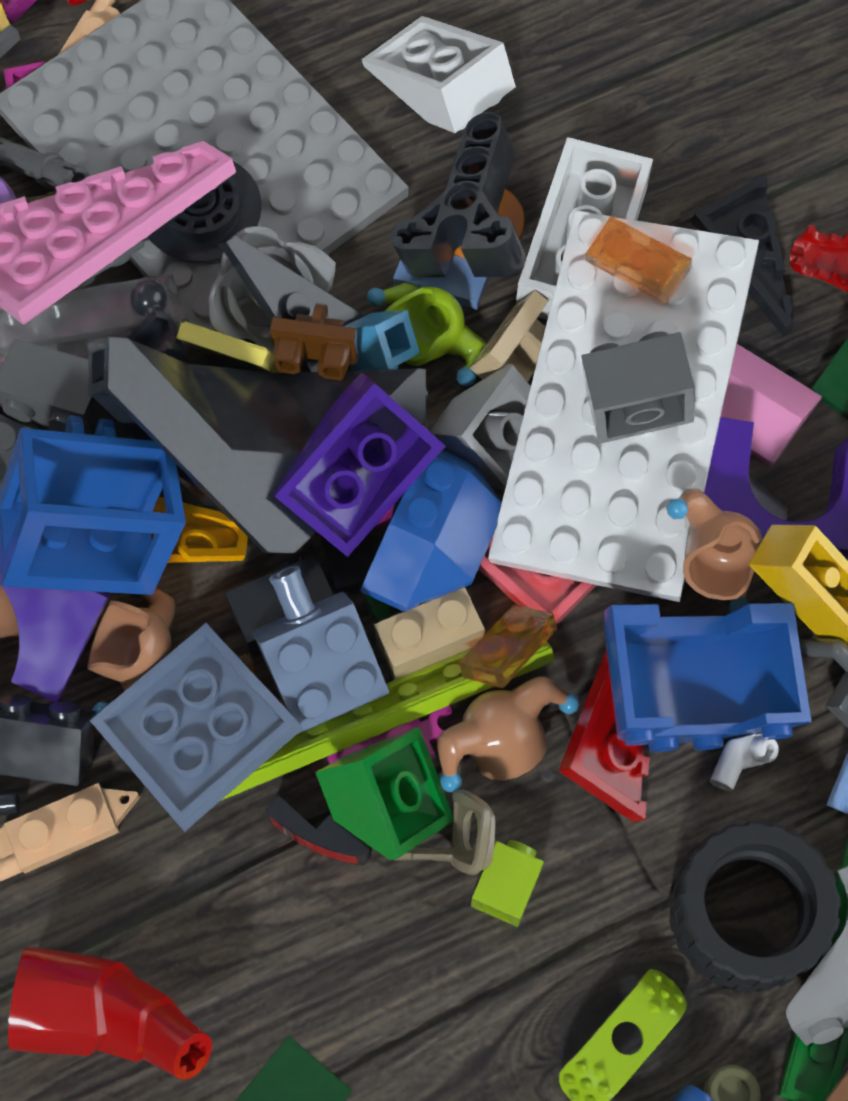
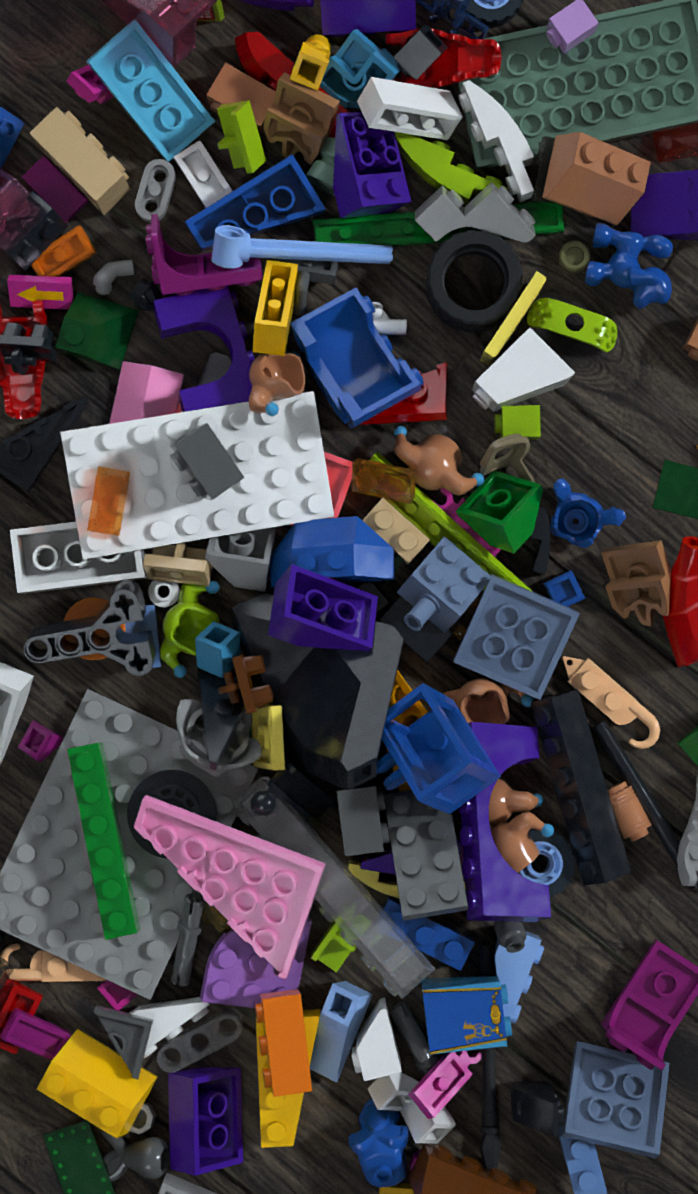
camera: 110 degrees left, 20 degrees up
(186, 950) = (638, 580): none -> medium nougat plate
(208, 111) = (103, 840): none -> green brick
(230, 839) = (564, 589): none -> blue tile
(348, 904) = (587, 510): none -> blue hair
(371, 116) = (39, 741): none -> magenta slope
(483, 309) = (170, 600): none -> white plate
(583, 909) = (521, 373): none -> white slope
(670, 938) = (513, 319): none -> light yellow tile

